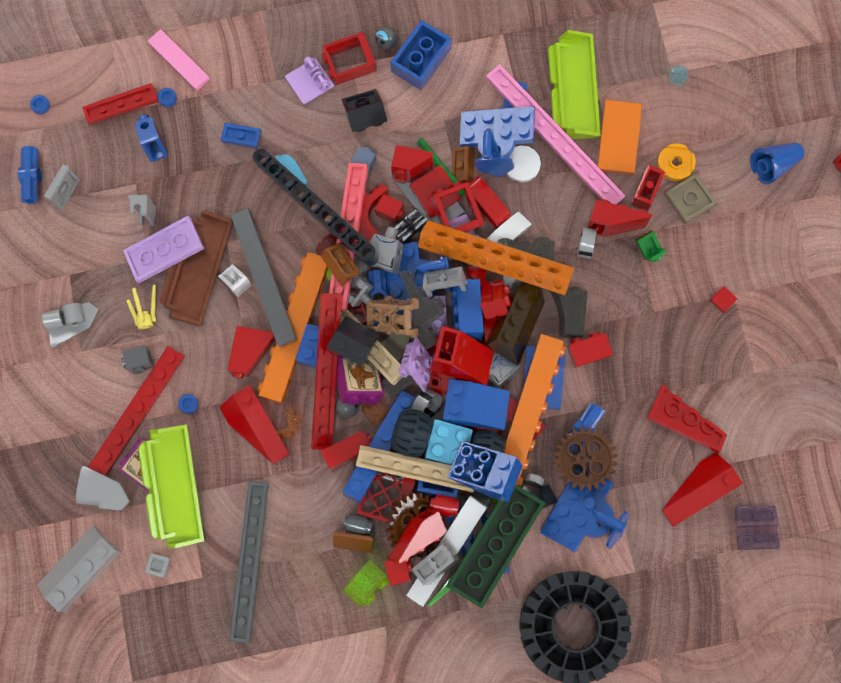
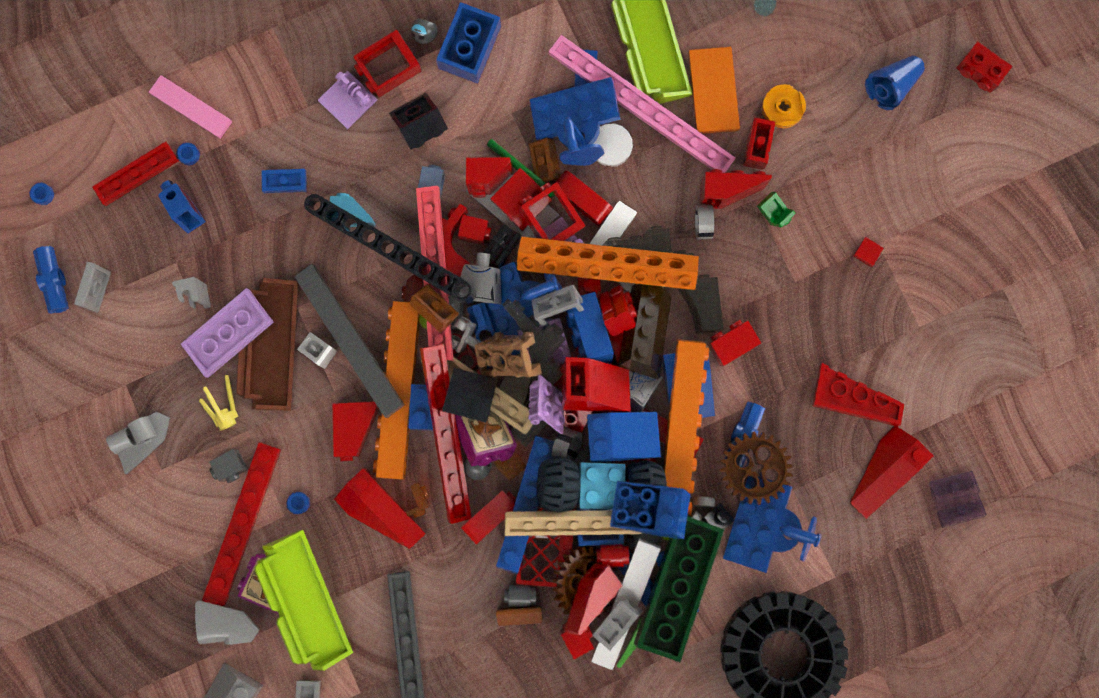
camera: 15 degrees left, 5 degrees up
(366, 583) = (545, 661): clear neon green brick -> none
(690, 198) = (807, 144): dark tan tile -> none

